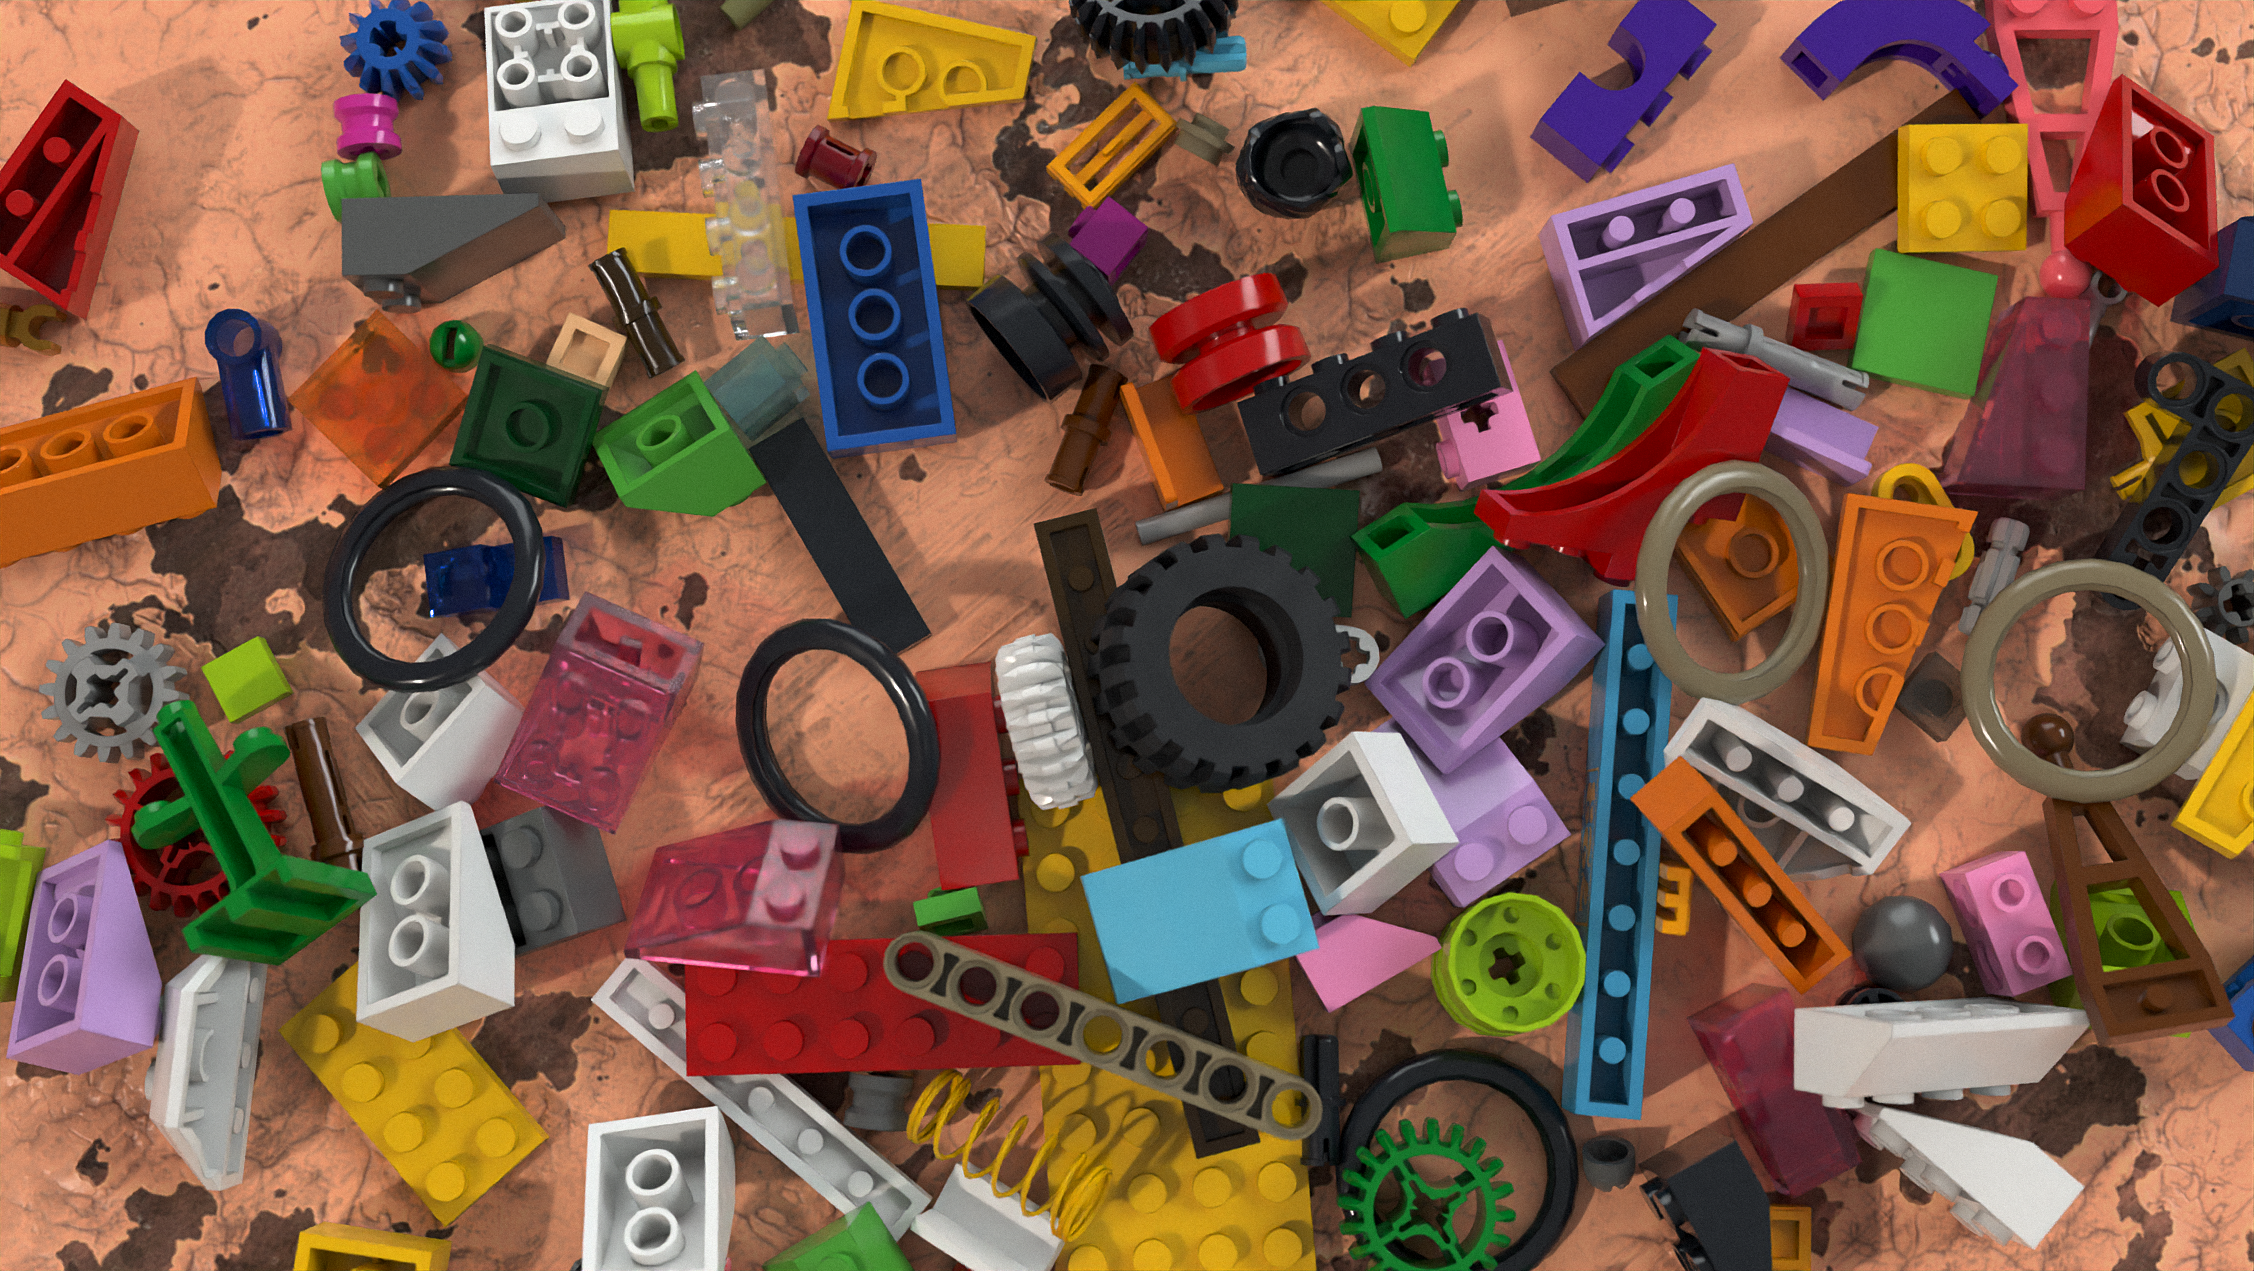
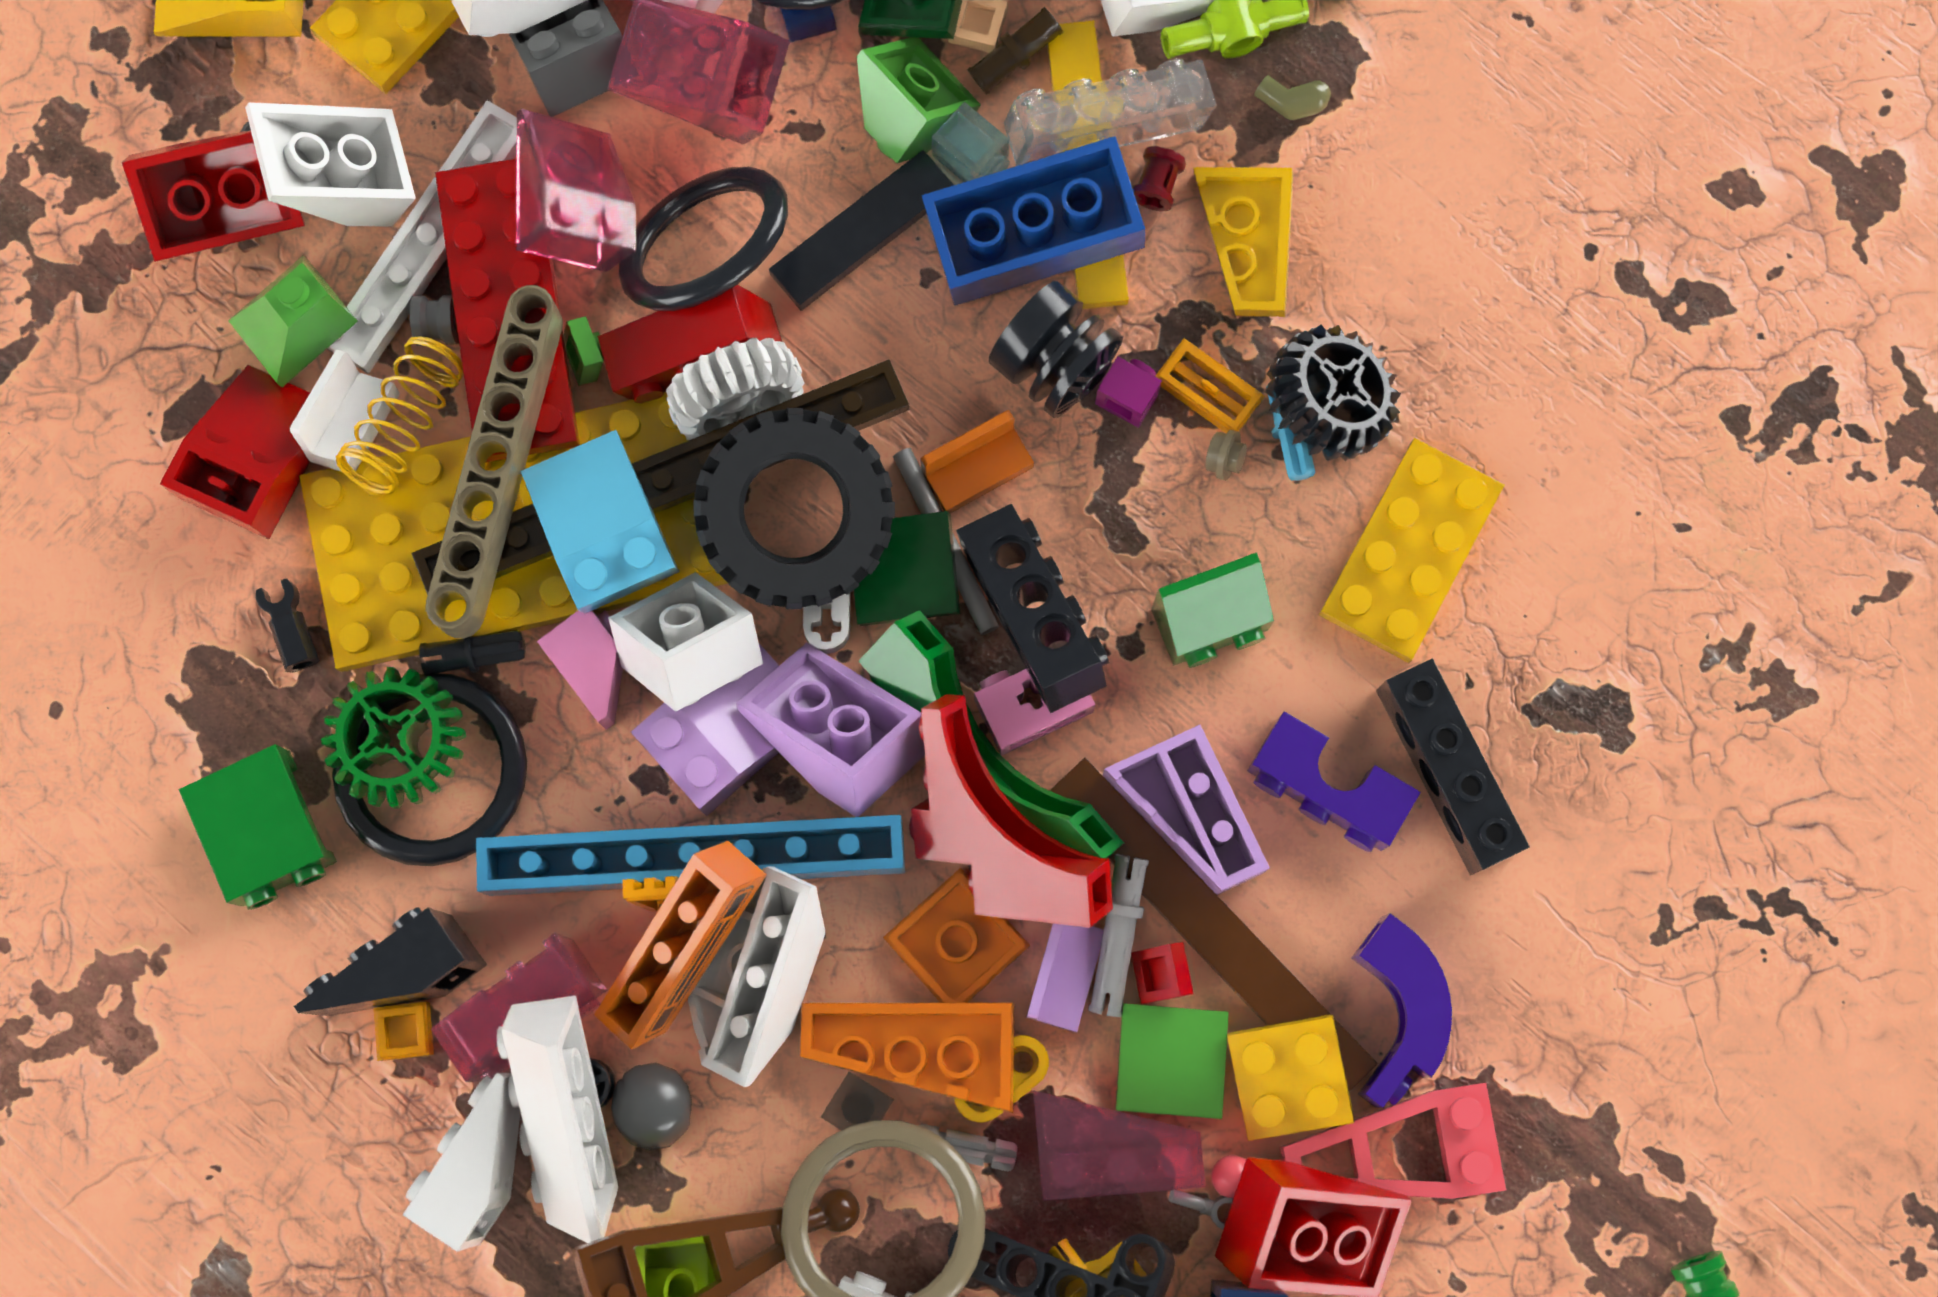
camera: 90 degrees right, 5 degrees down
(1086, 430) = (975, 397): reddish brown pin -> none
(1228, 342) = (1057, 488): red wheel -> none
(1293, 164) = (1214, 521): black hair -> none
(1544, 956) = (597, 745): lime wheel -> none
(1608, 1162) = (458, 882): dark grey hinge -> none
(1652, 579) = (935, 833): dark tan wedge -> none
(2006, 923) = (676, 1183): bright pink brick -> none

